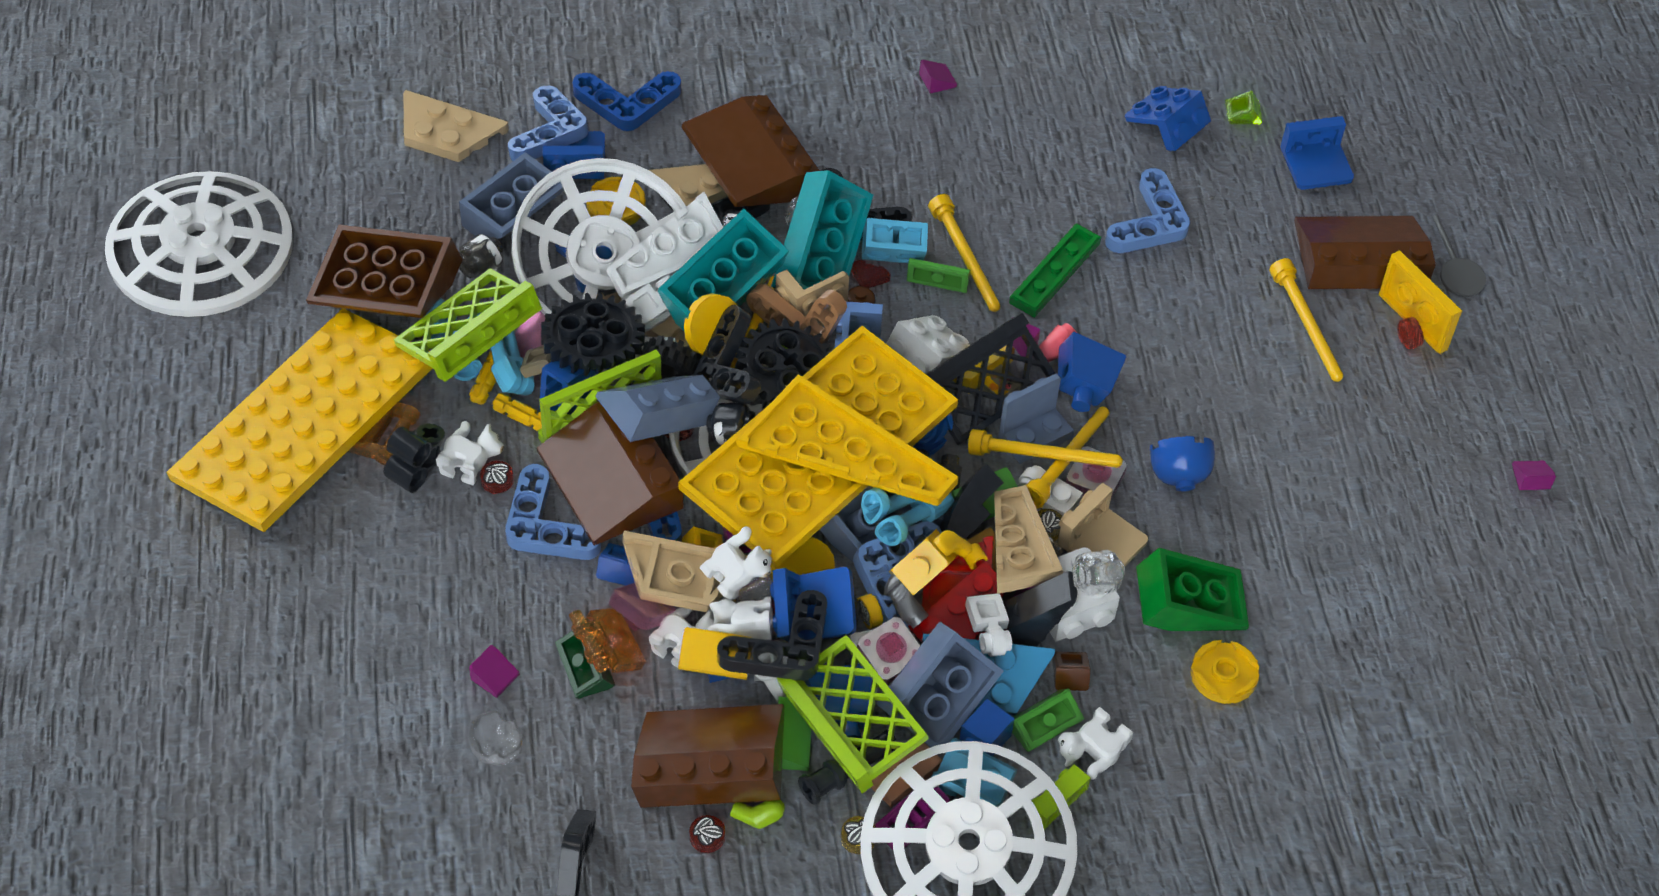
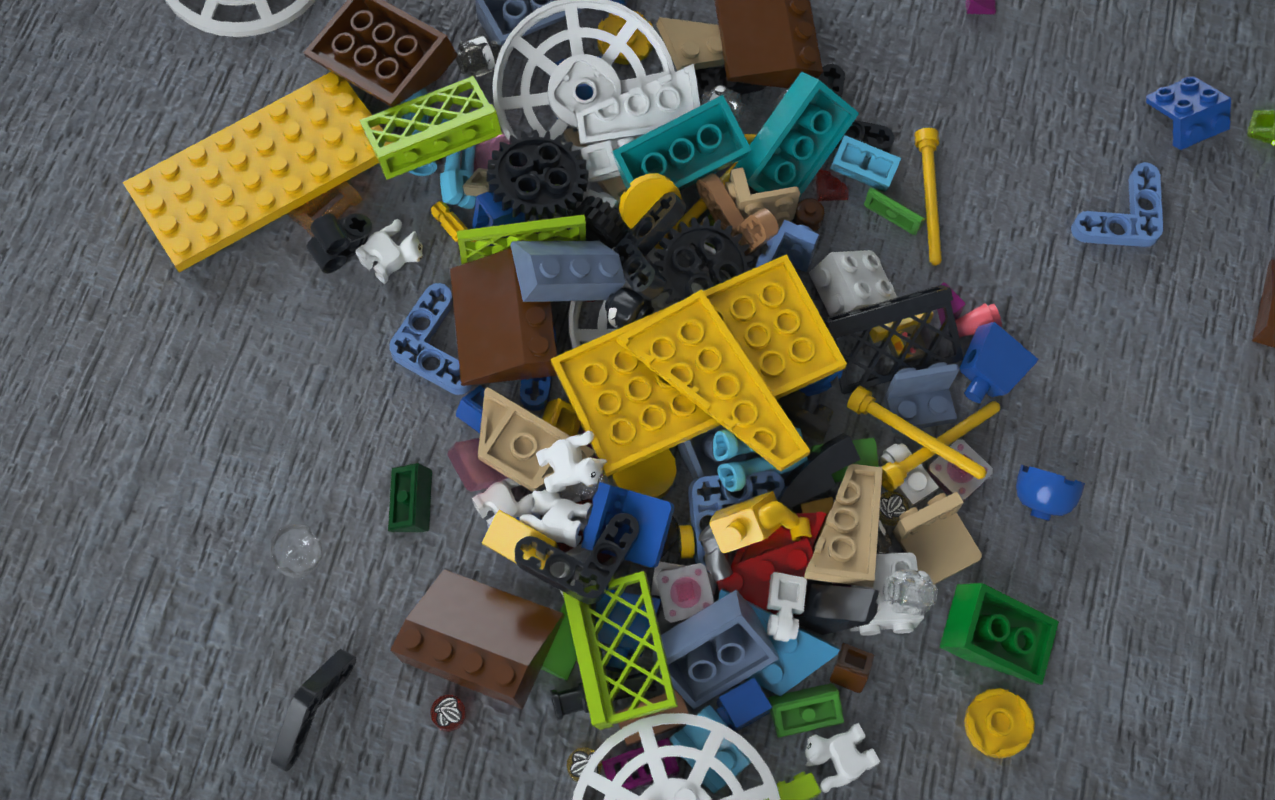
camera: 20 degrees right, 15 degrees up
(485, 382) = (424, 192): yellow axle -> none
(493, 671) = (324, 480): magenta slope -> none
(496, 477) = (406, 283): tile -> none
(607, 640) = (442, 488): clear orange plate -> none
(760, 815) = (502, 712): lime arm -> none
(1055, 270) = (1009, 240): green tile -> none
(1284, 273) = (1234, 319): yellow piece -> none

